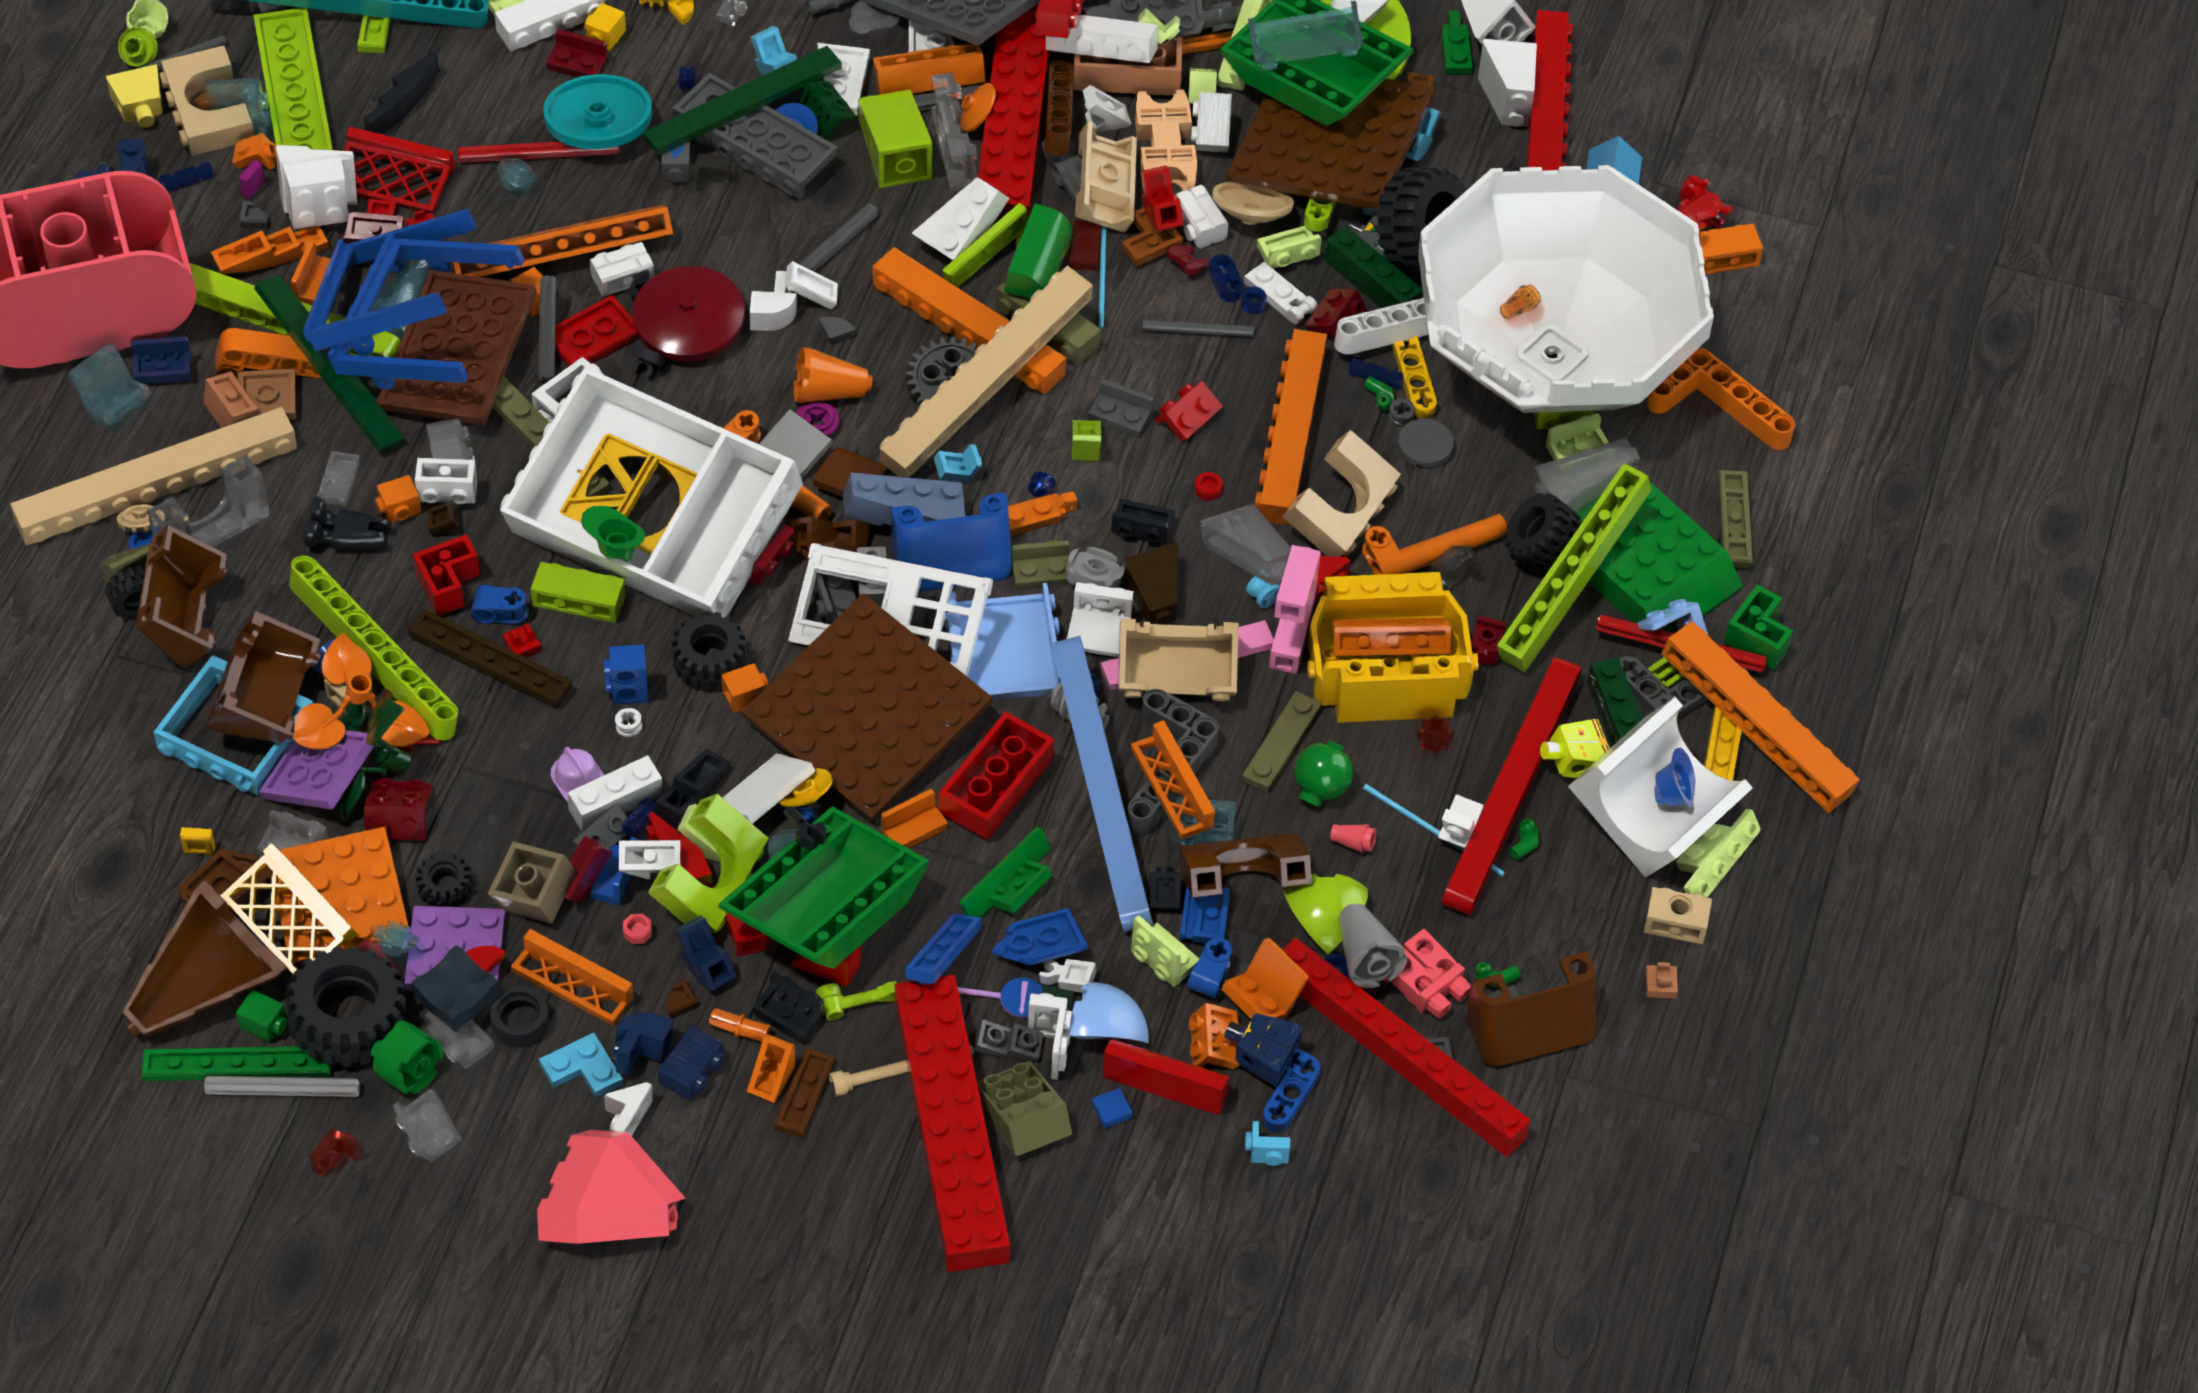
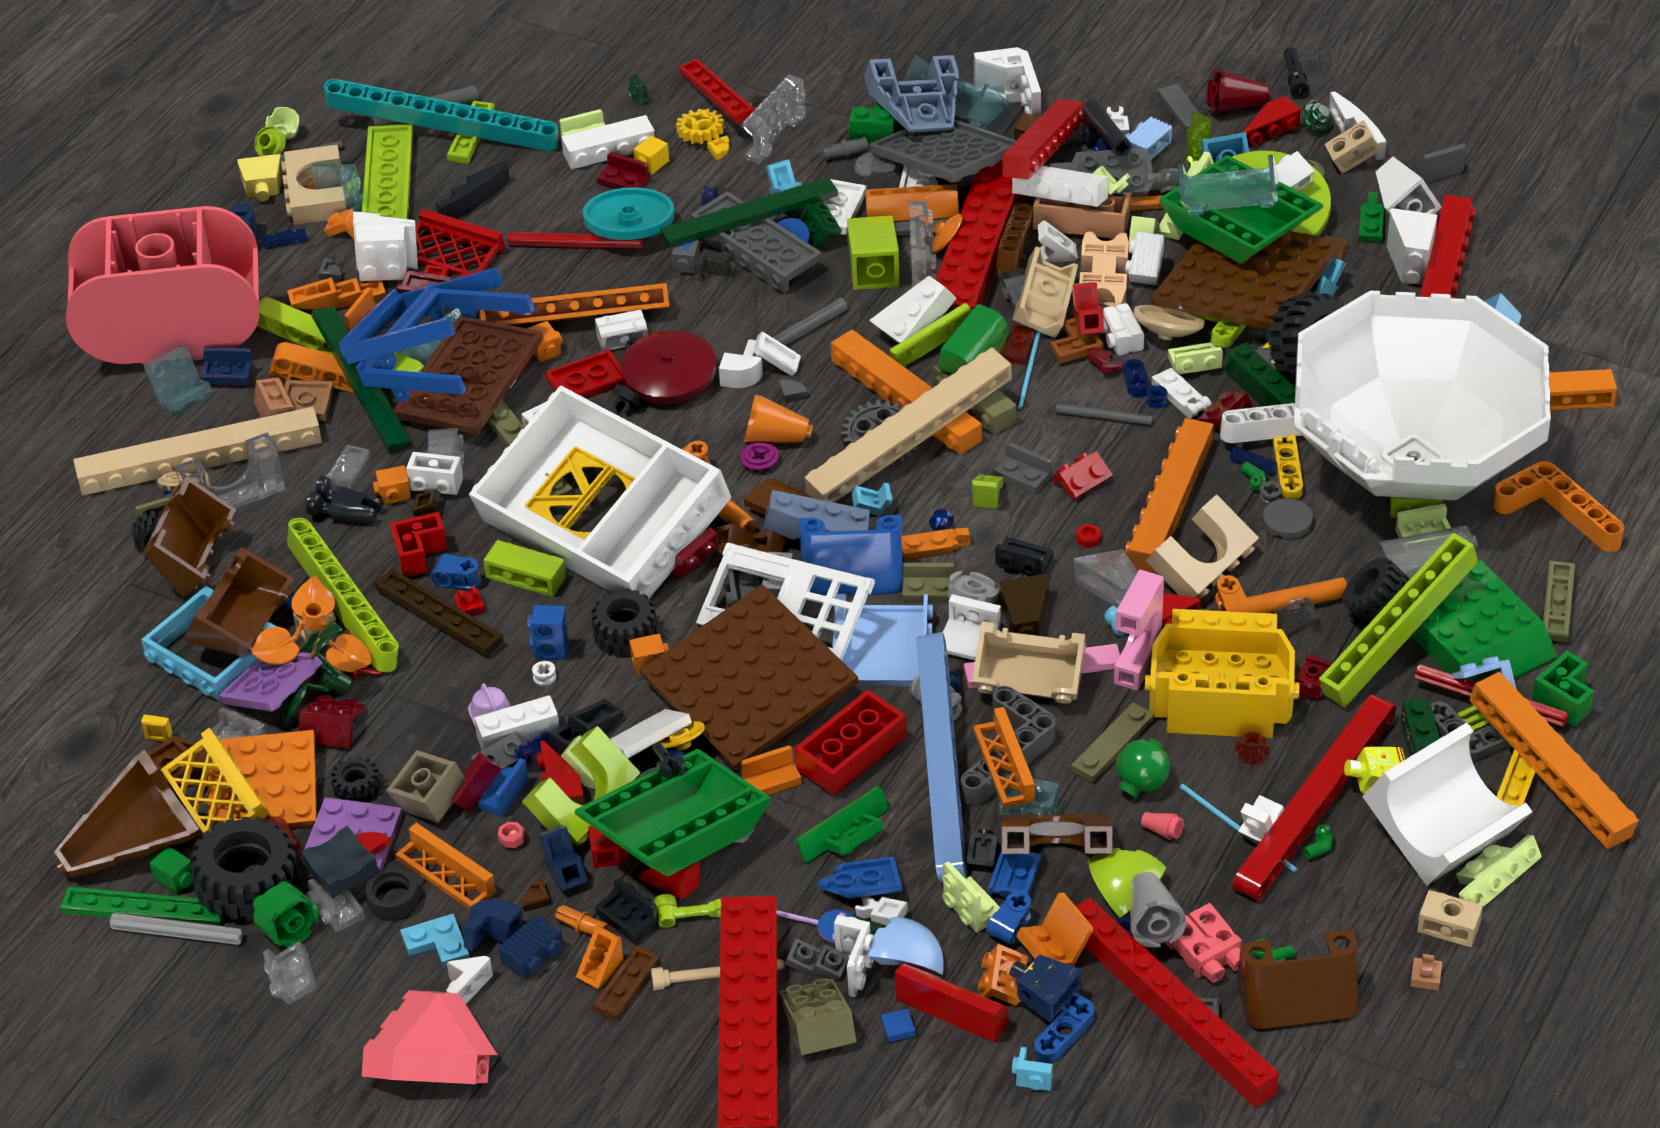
camera: 15 degrees right, 10 degrees down
(251, 179) = (335, 242): magenta tile -> none
(330, 1150) = (202, 983): clear red bracket -> none
(395, 938) = (299, 818): clear light blue plate -> none
(516, 174) = (551, 255): clear light blue plate -> none
(547, 328) = (547, 365): dark grey axle -> none
(614, 532) = (556, 515): green piece -> none
(647, 857) = (528, 773): white slope -> none
(797, 441) = (739, 471): light grey tile -> none
(943, 948) = (771, 874): blue plate -> none
(1391, 636) = (1224, 663): orange fence -> none
(1521, 301) = (1390, 410): clear orange cone -> none
(1676, 781) = (1462, 799): blue piece -> none
(1701, 204) = (1566, 353): red animal -> none

